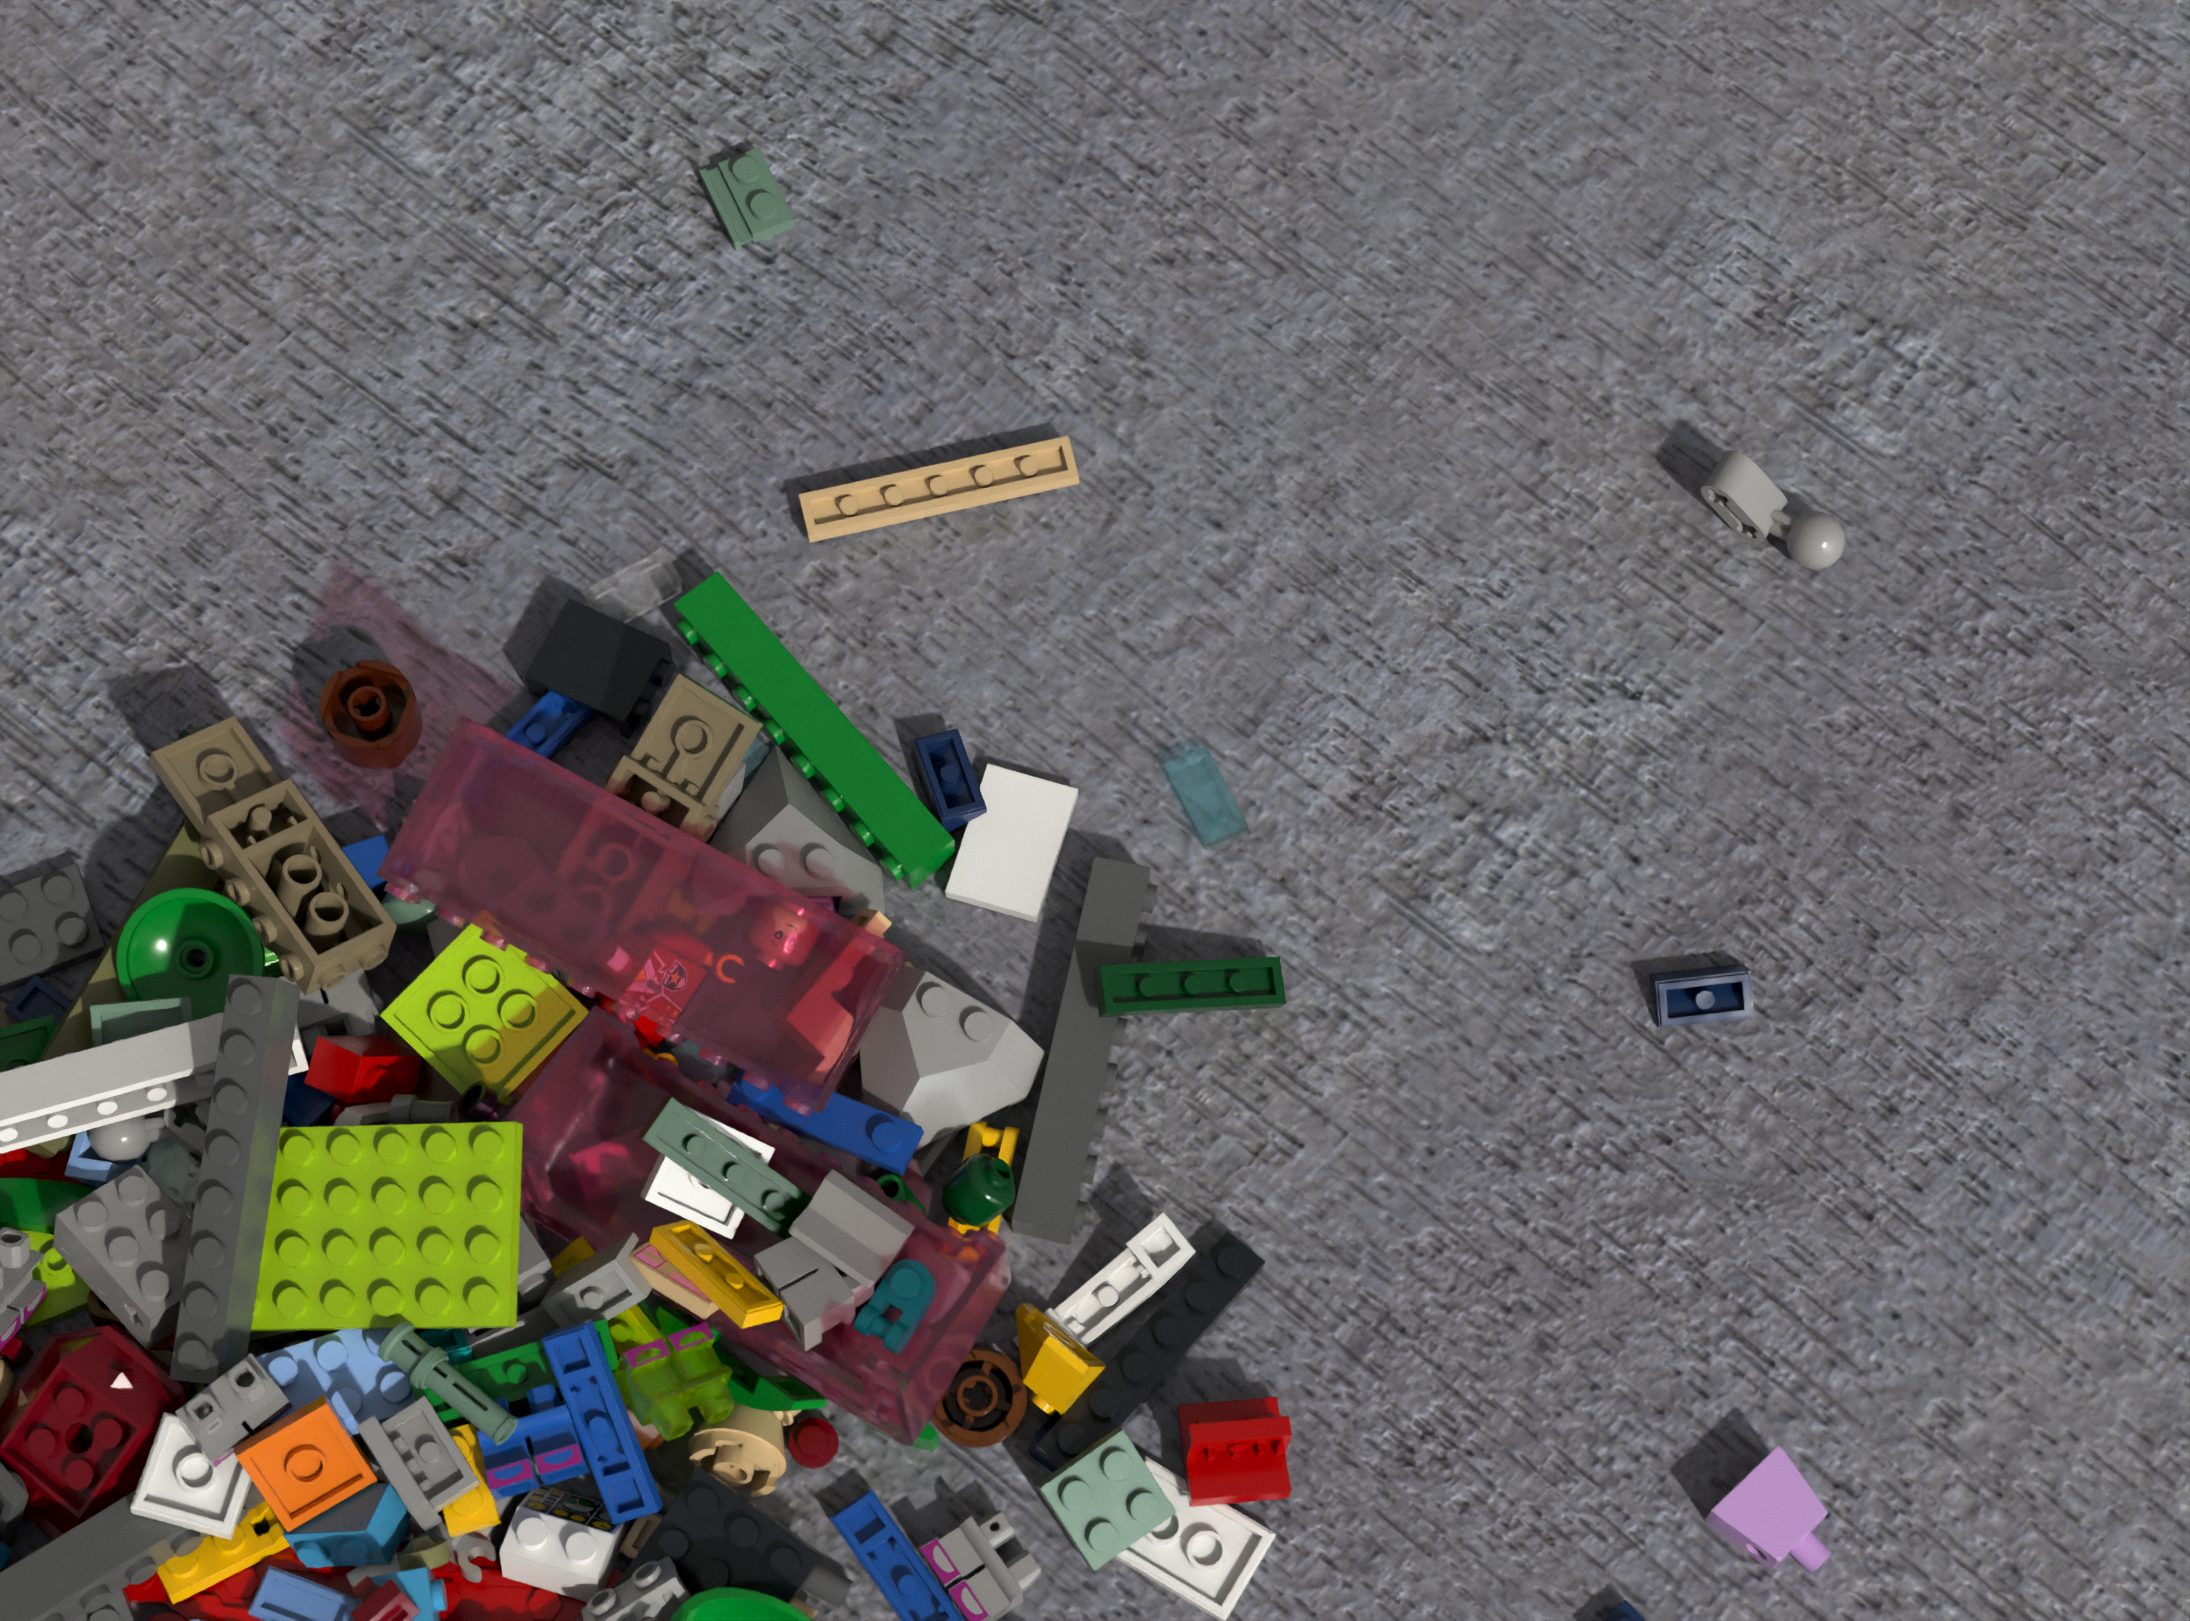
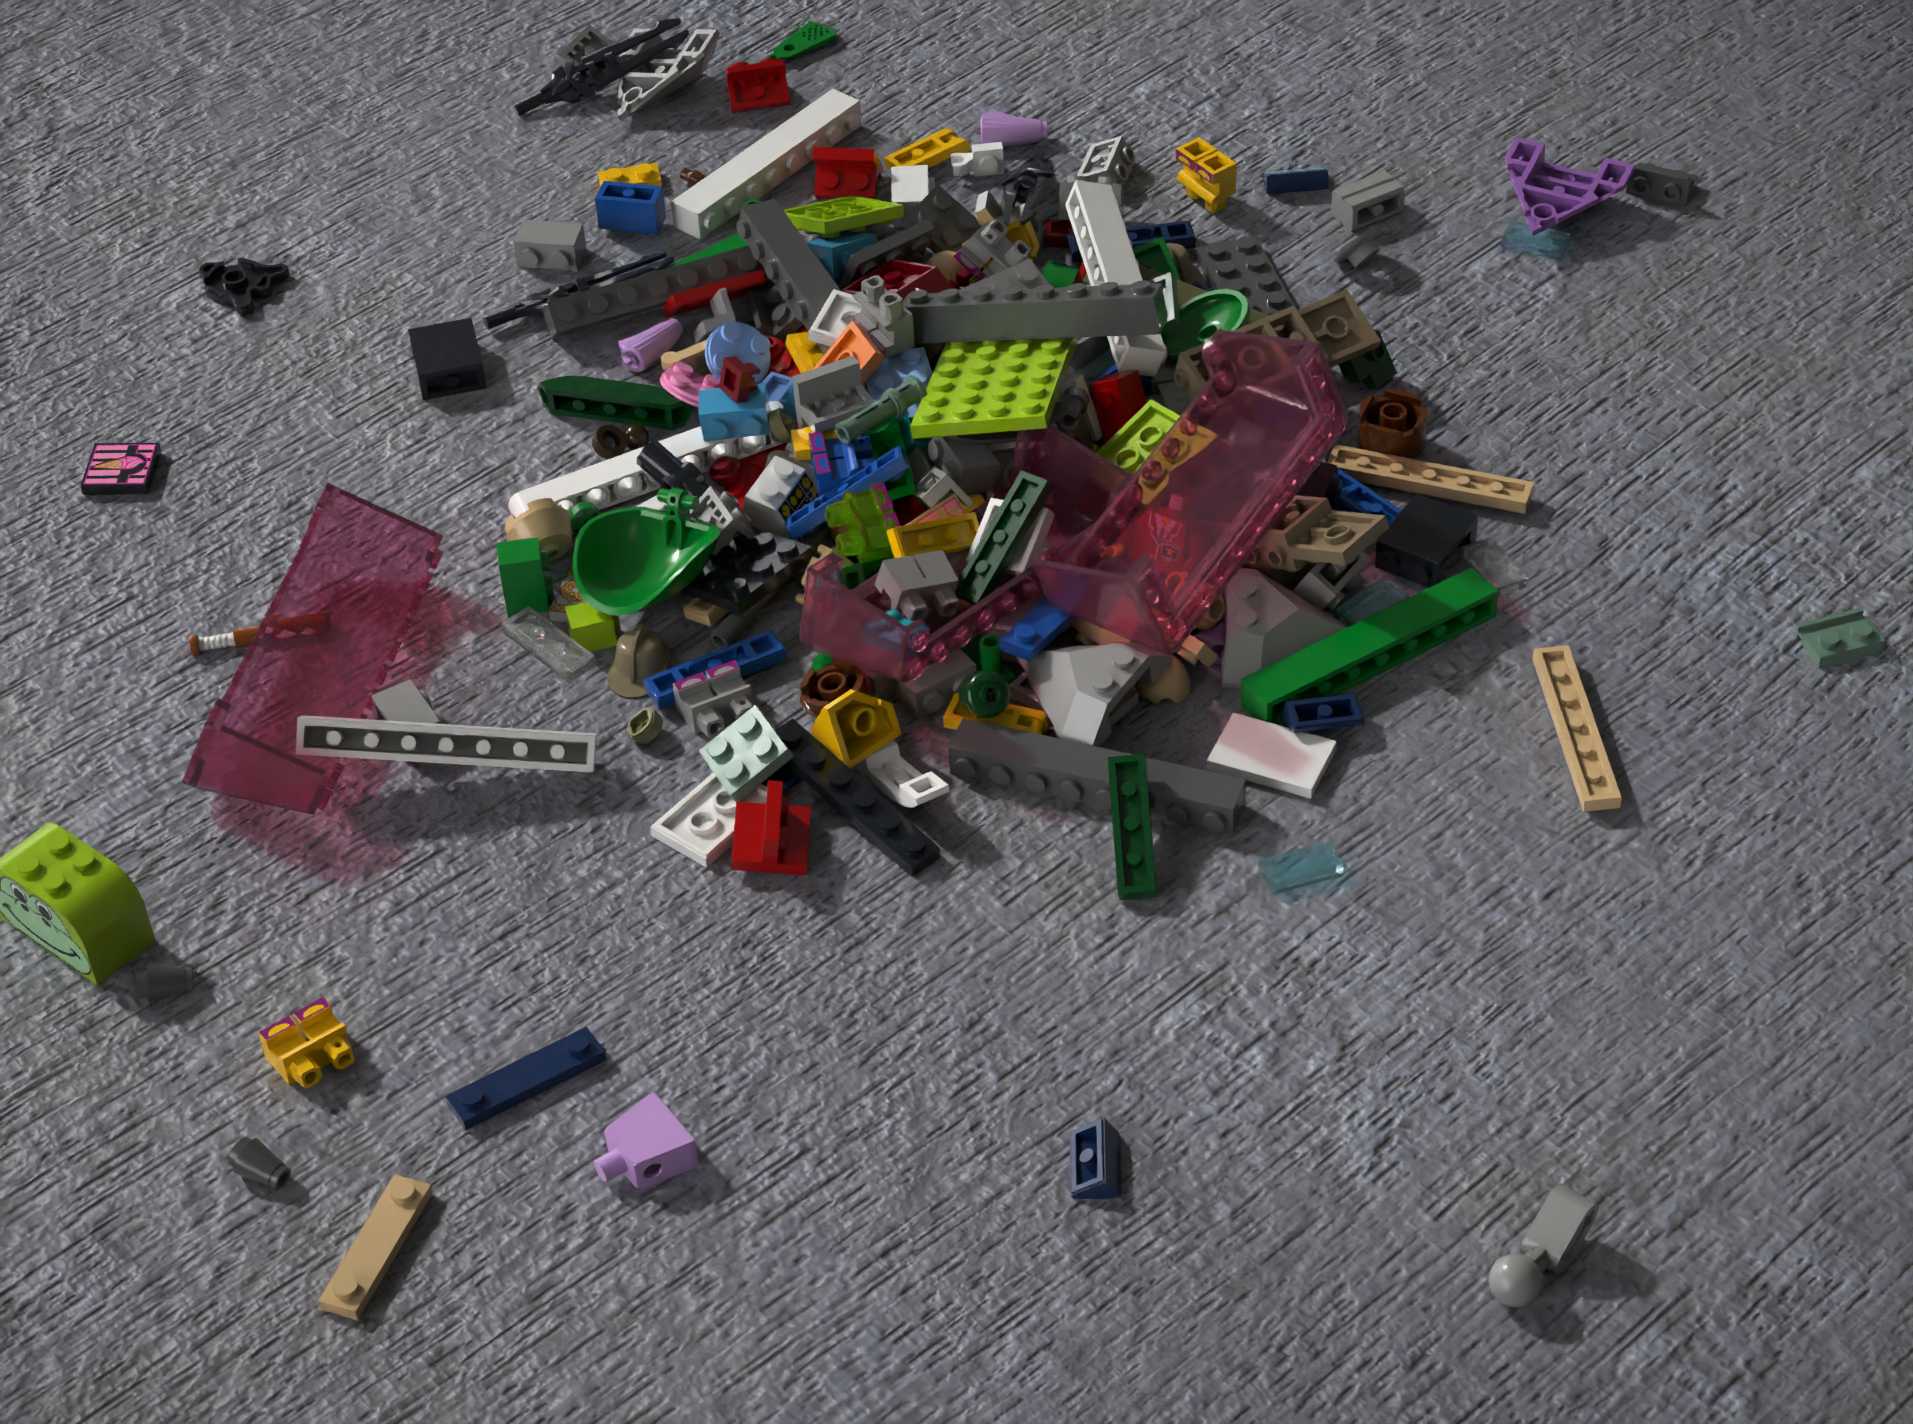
camera: 100 degrees right, 25 degrees down
(465, 655) = (1433, 479): none -> tan plate
(851, 1229) = (948, 594): light grey panel -> none

